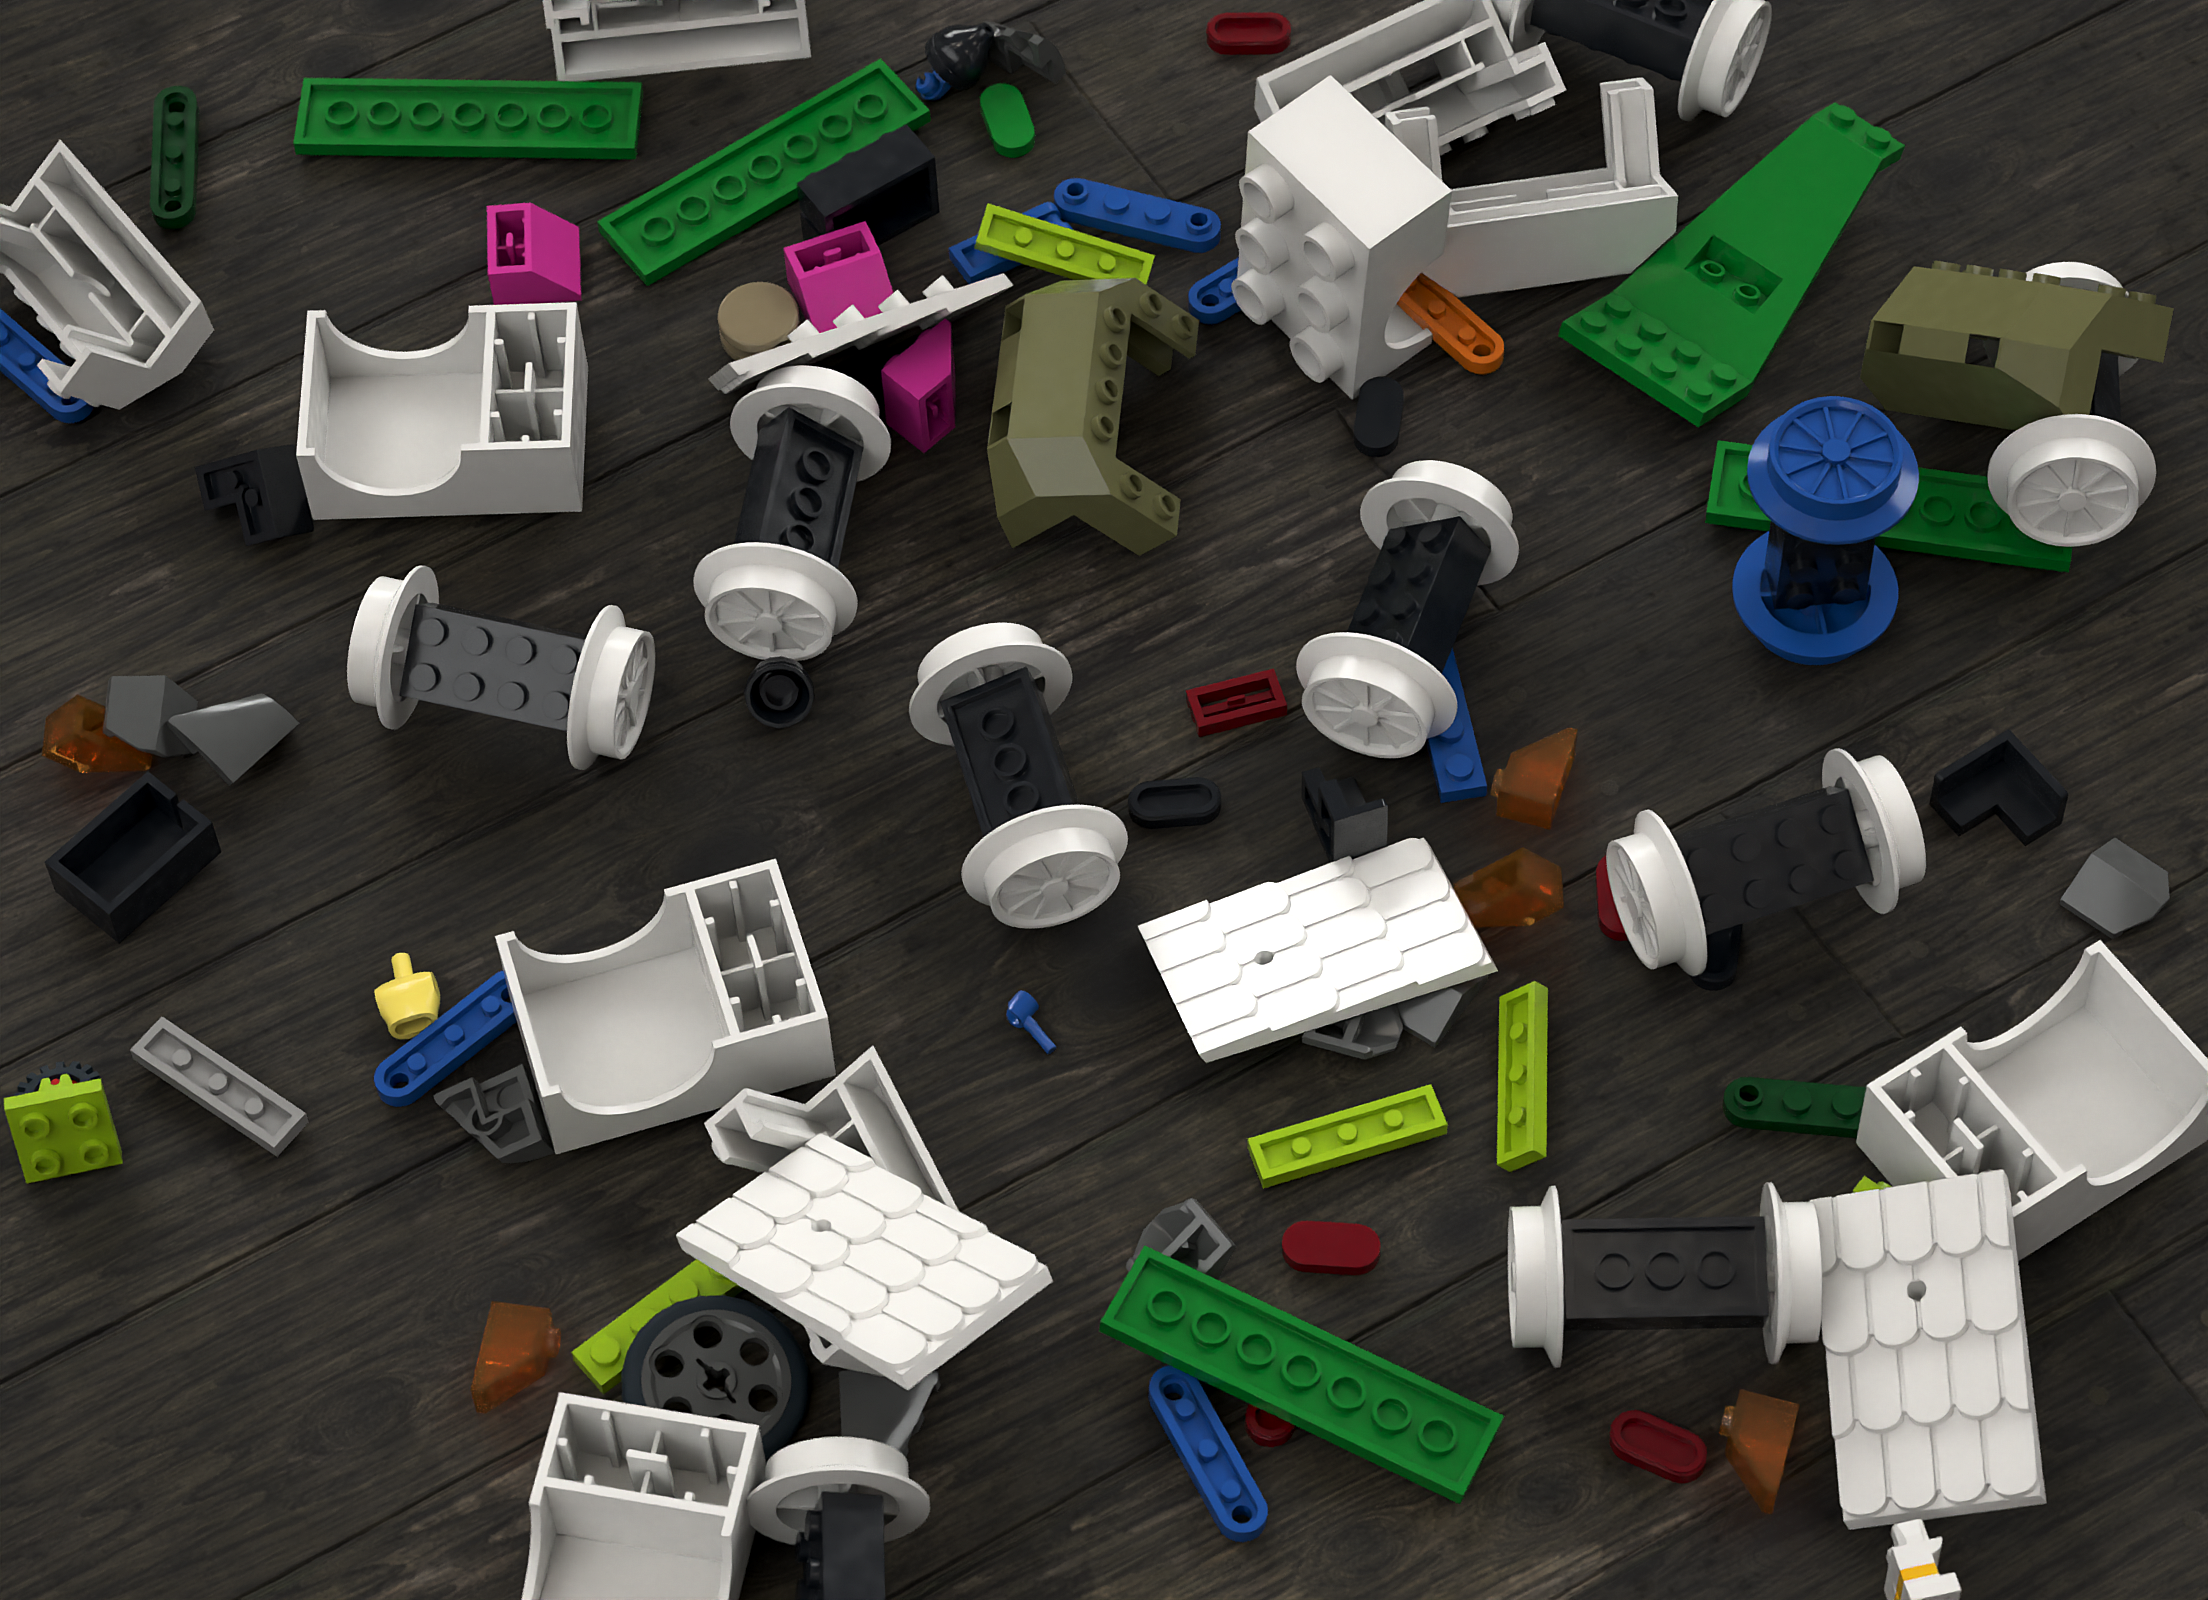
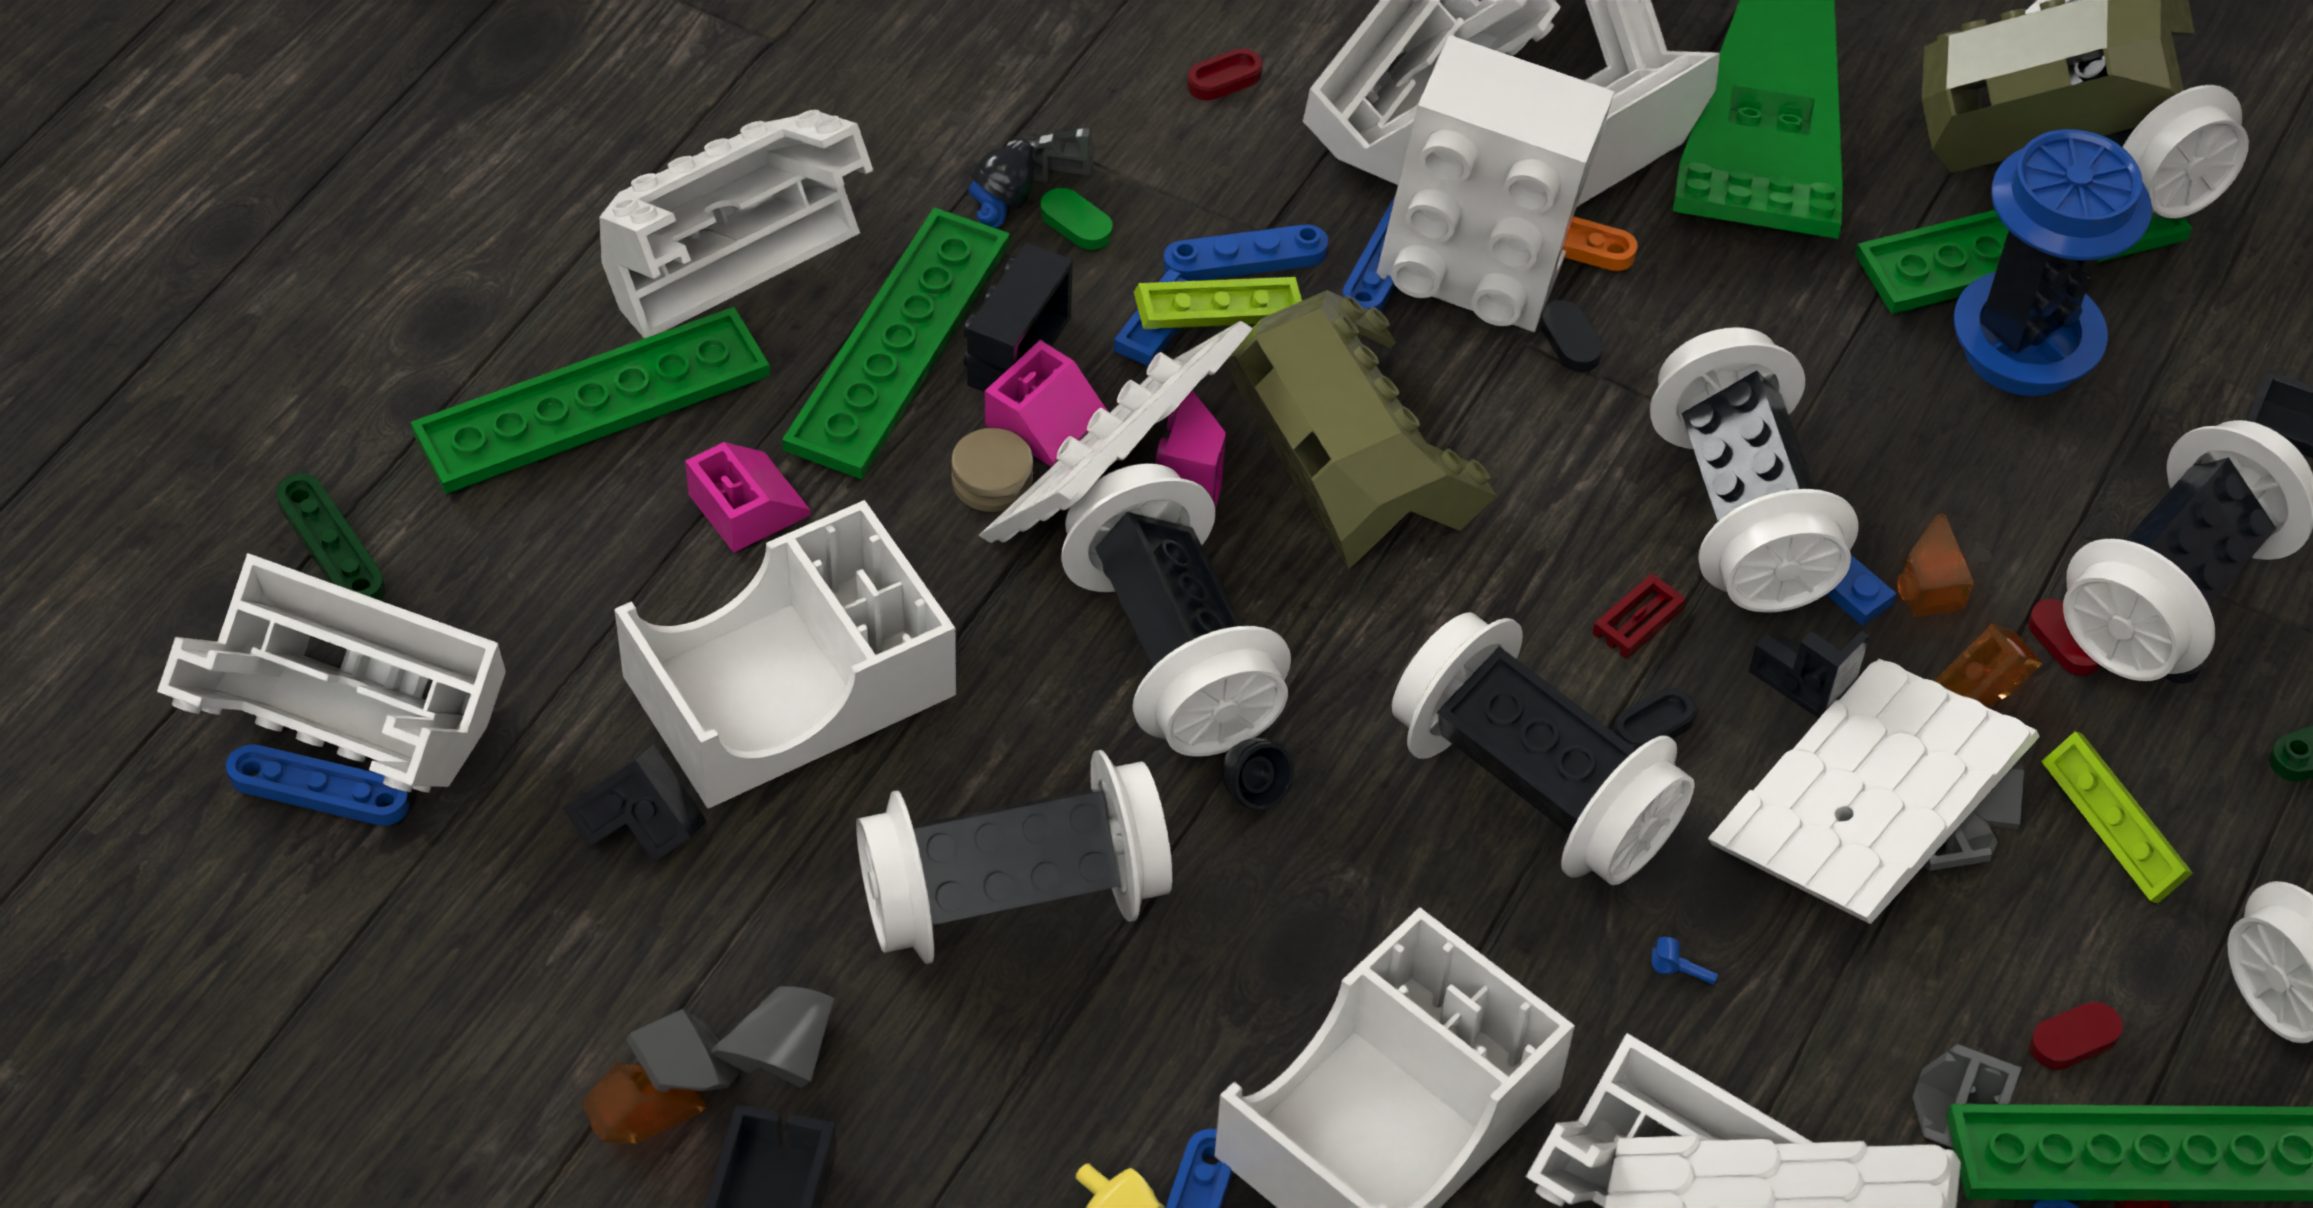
camera: 35 degrees left, 5 degrees down
(1347, 1136) = (2017, 934): lime plate -> none

